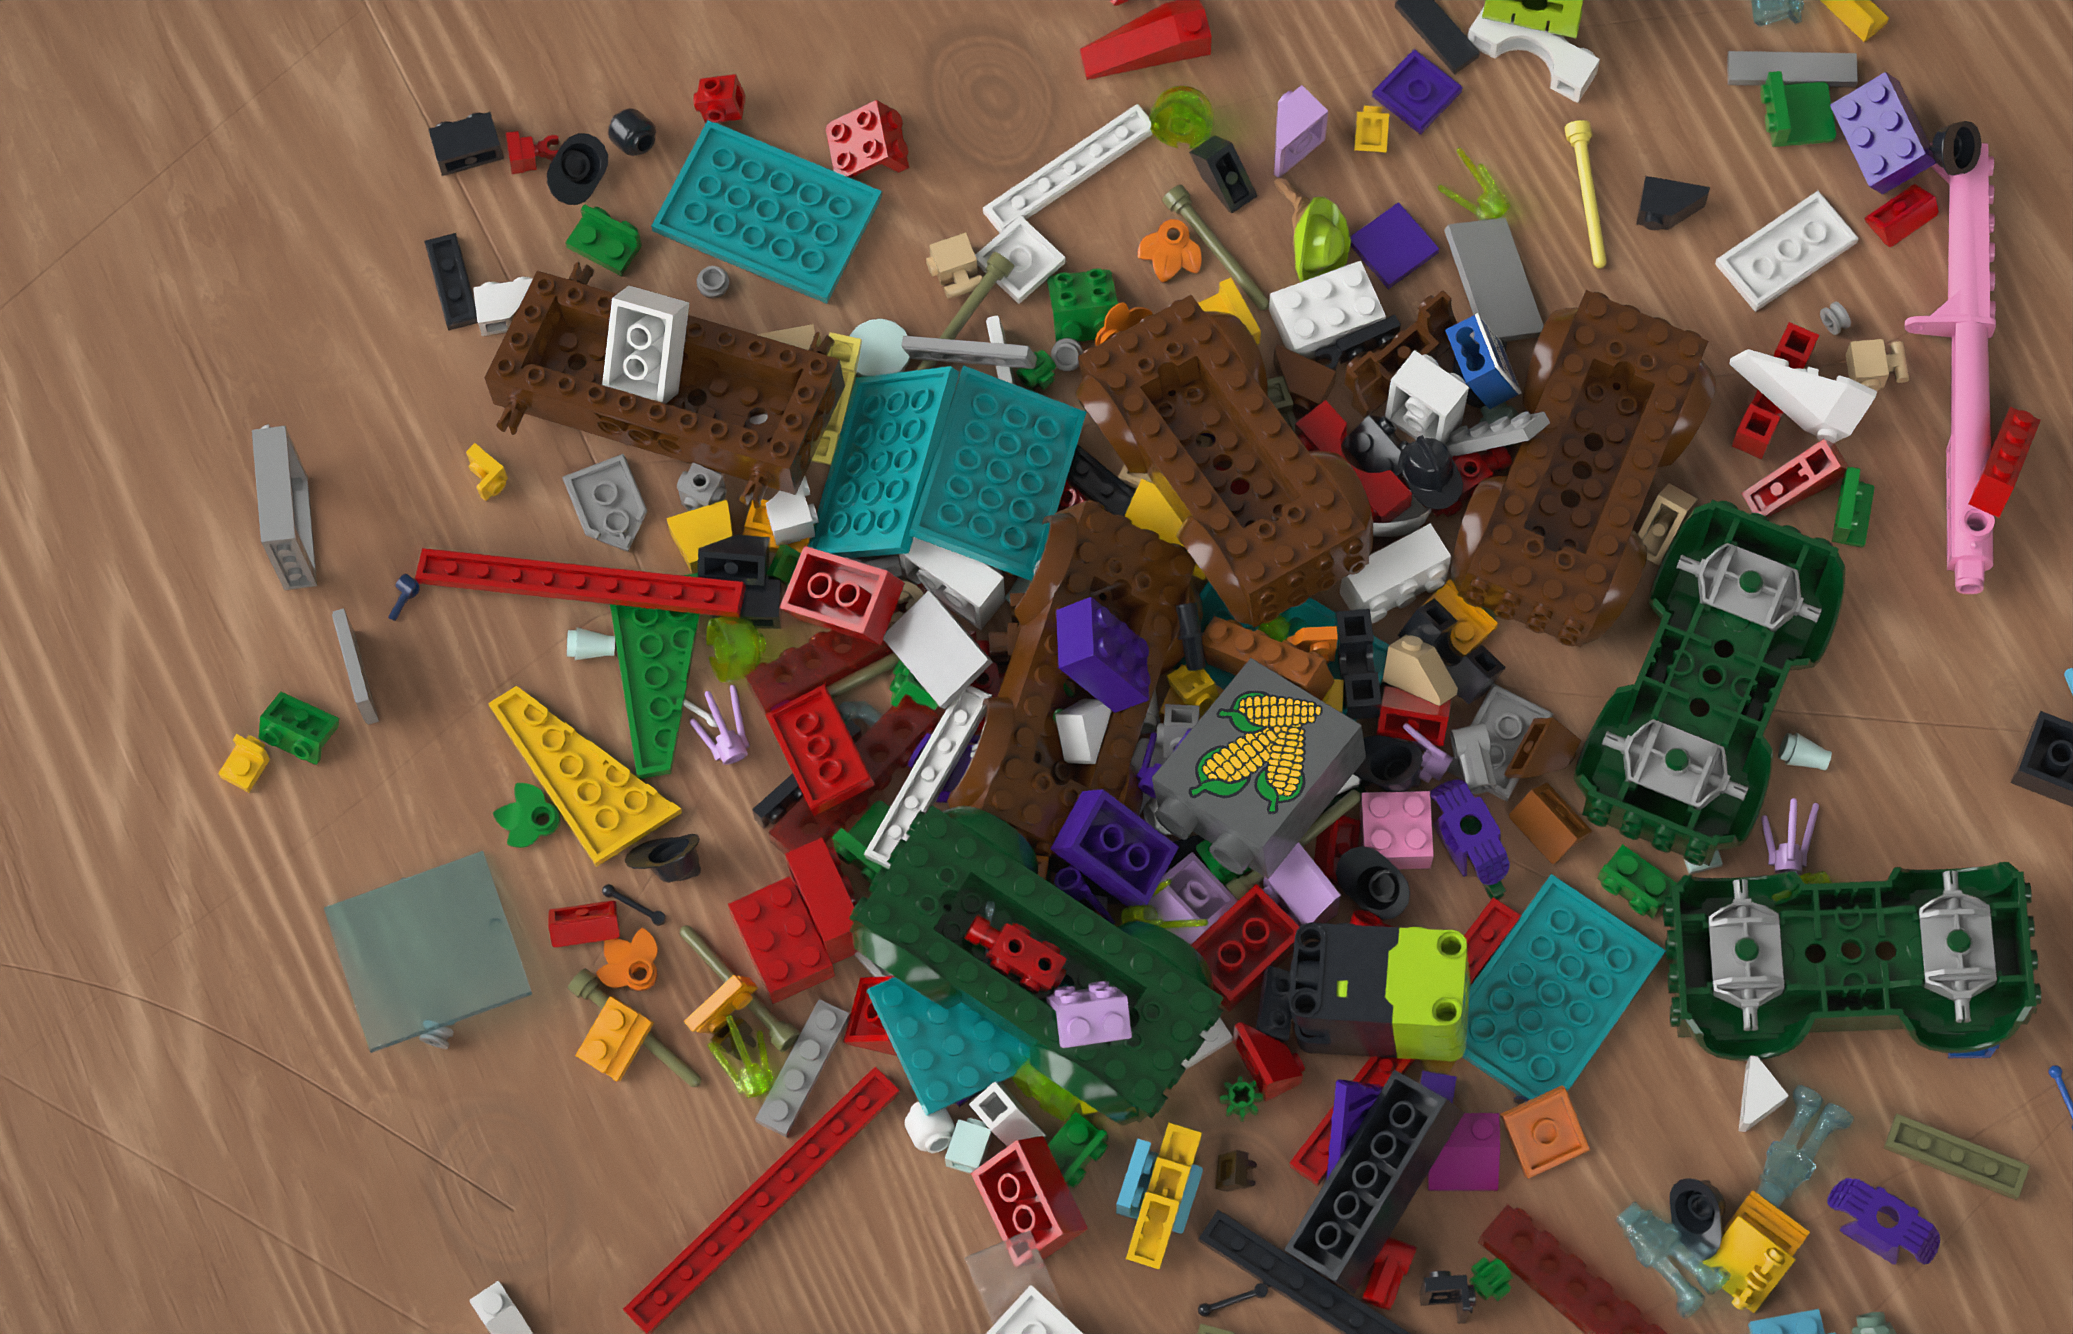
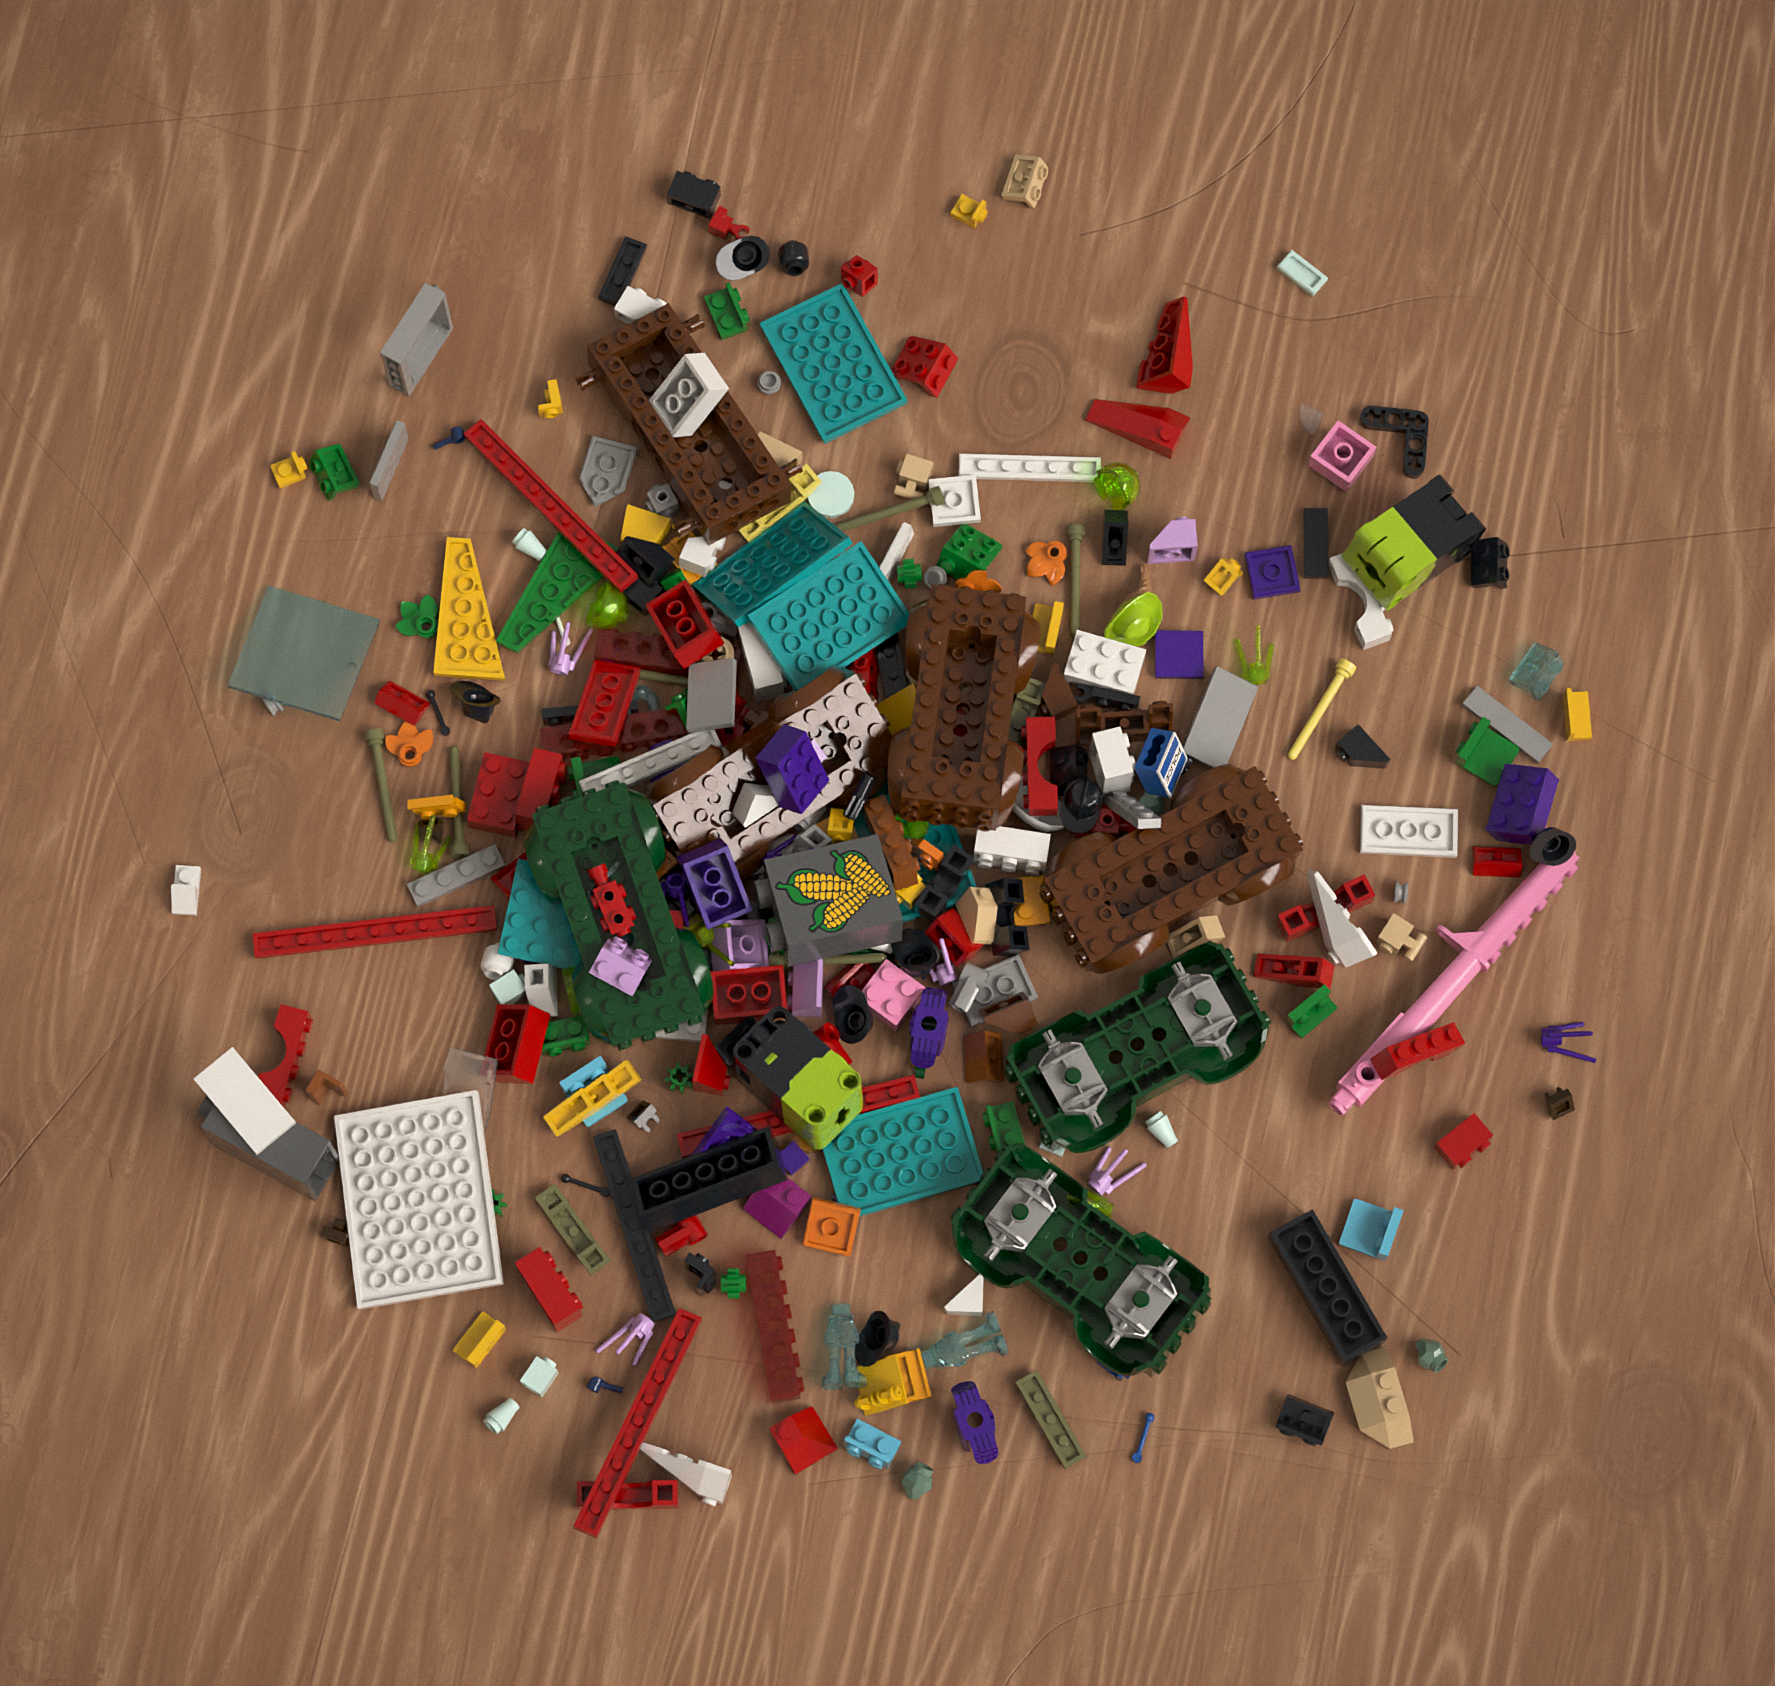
camera: 35 degrees right, 5 degrees up
(615, 1038) = (366, 780): light orange plate -> none
(969, 352) = (875, 535): light grey tile -> none

